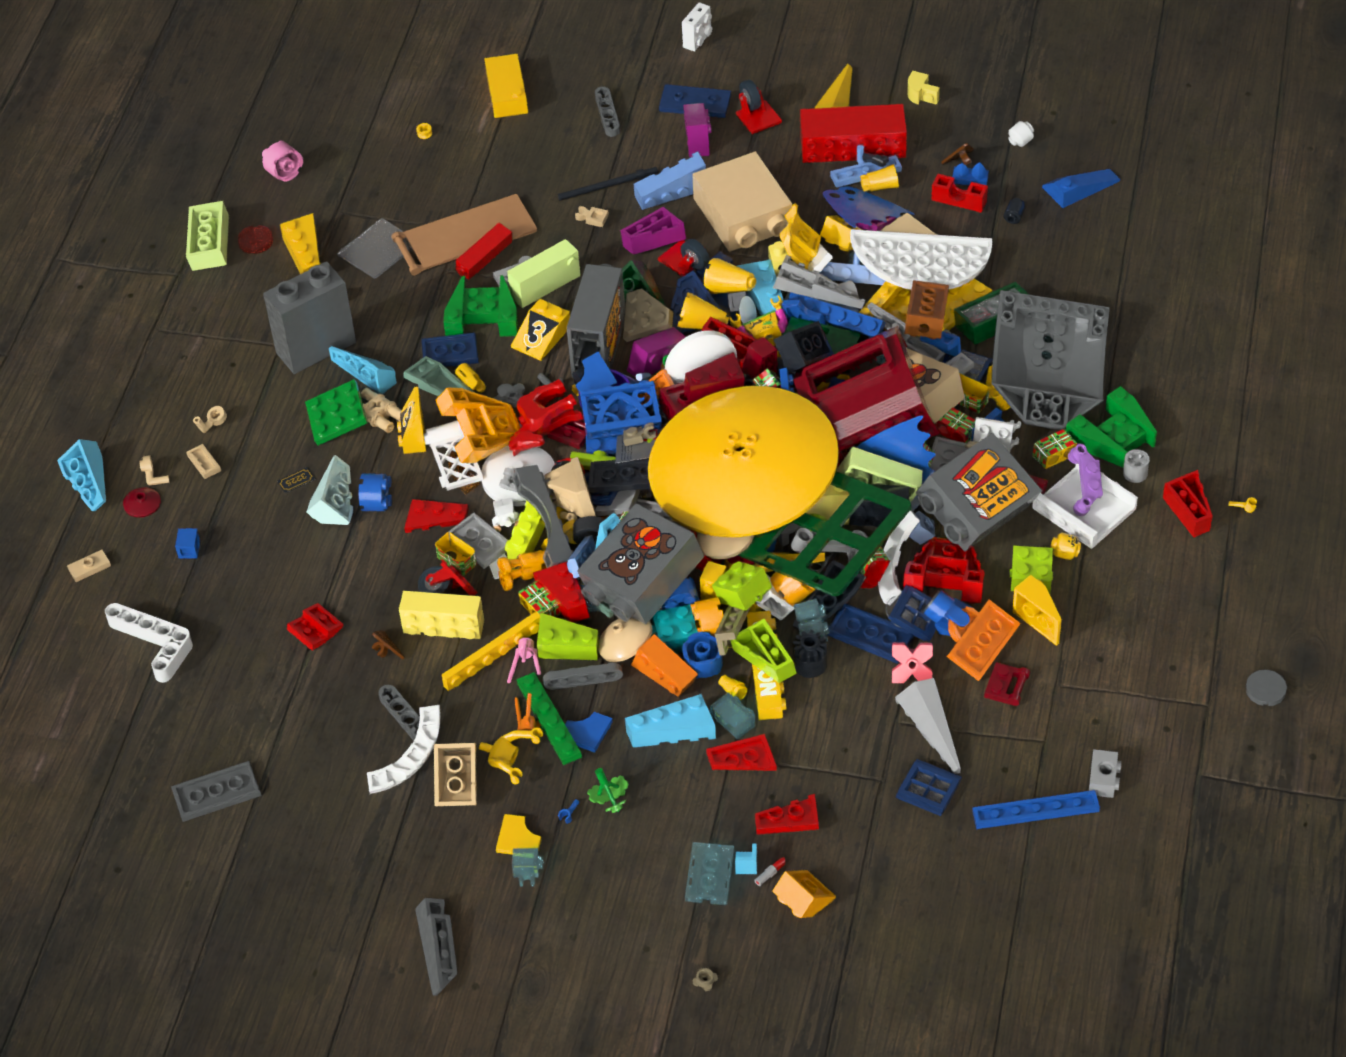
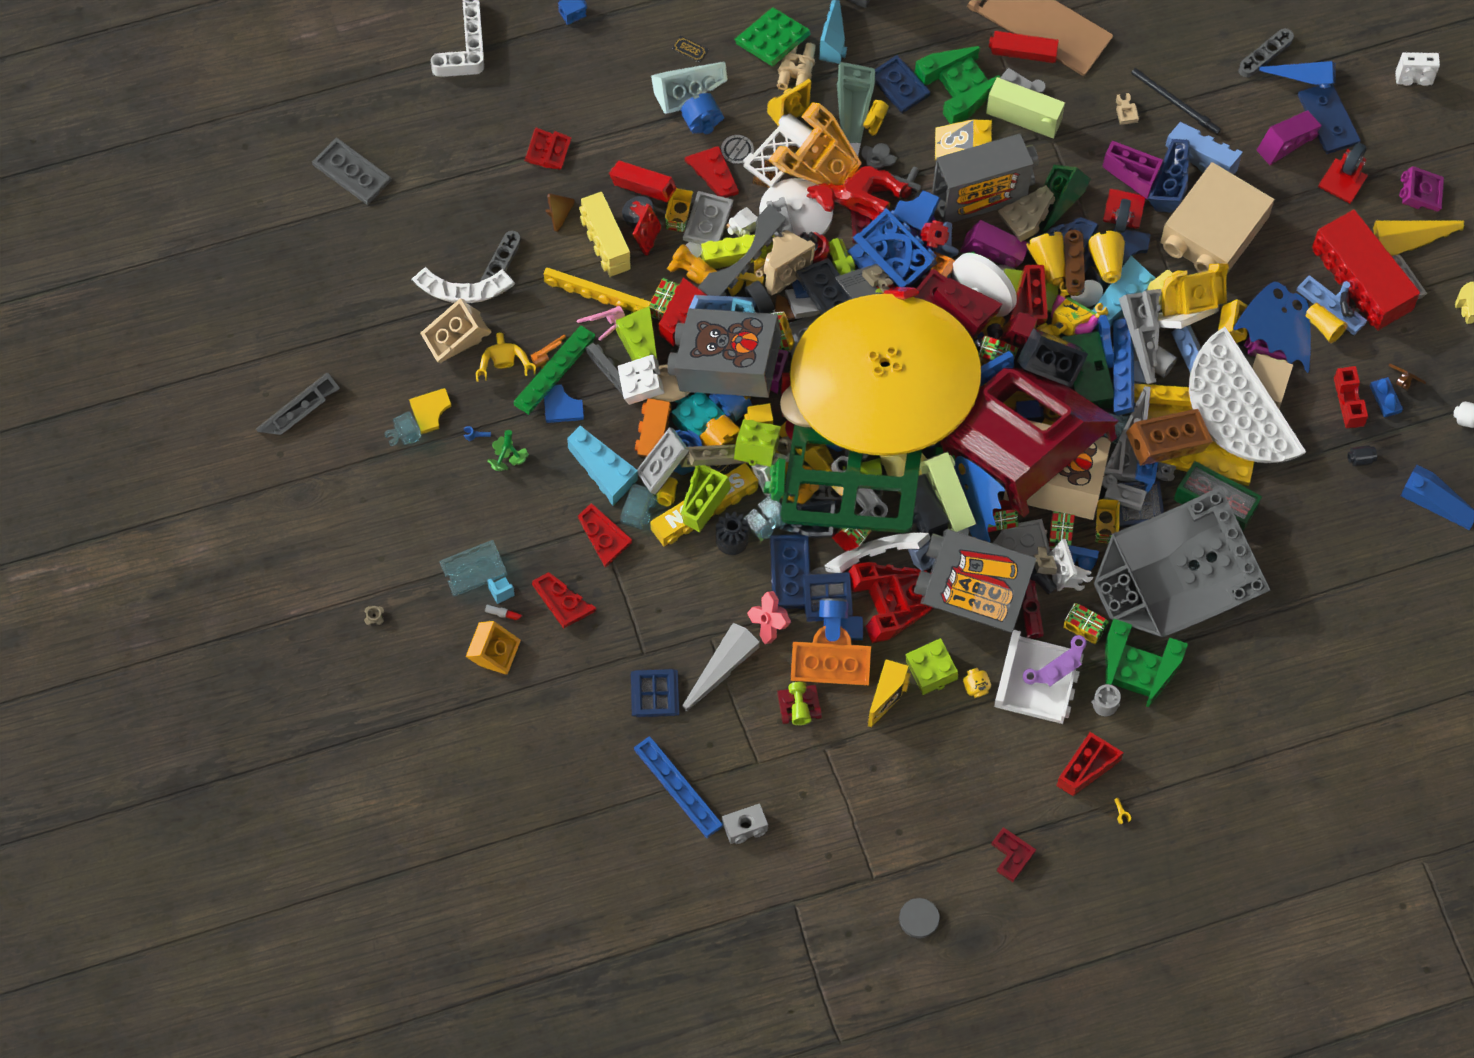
camera: 55 degrees right, 15 degrees up
(409, 564) = (643, 181): none -> red brick
(423, 489) = (736, 148): none -> light grey sticker
(614, 647) = (640, 379): none -> white piece
(628, 371) = (928, 234): none -> red brick
(653, 87) = (1314, 73): none -> blue wedge
(669, 418) = (902, 292): none -> red tile
(689, 208) = (1172, 178): none -> dark blue wedge
(708, 666) = (662, 460): none -> light grey tile
(722, 300) = (1074, 263): none -> reddish brown plate
(790, 587) = (777, 484): none -> green hinge
(802, 74) = (1422, 189): none -> magenta plate
(1008, 485) = (992, 600): none -> clear piece
(1018, 679) = (800, 710): none -> lime piece
(1244, 590) = (1017, 854): none -> dark red plate

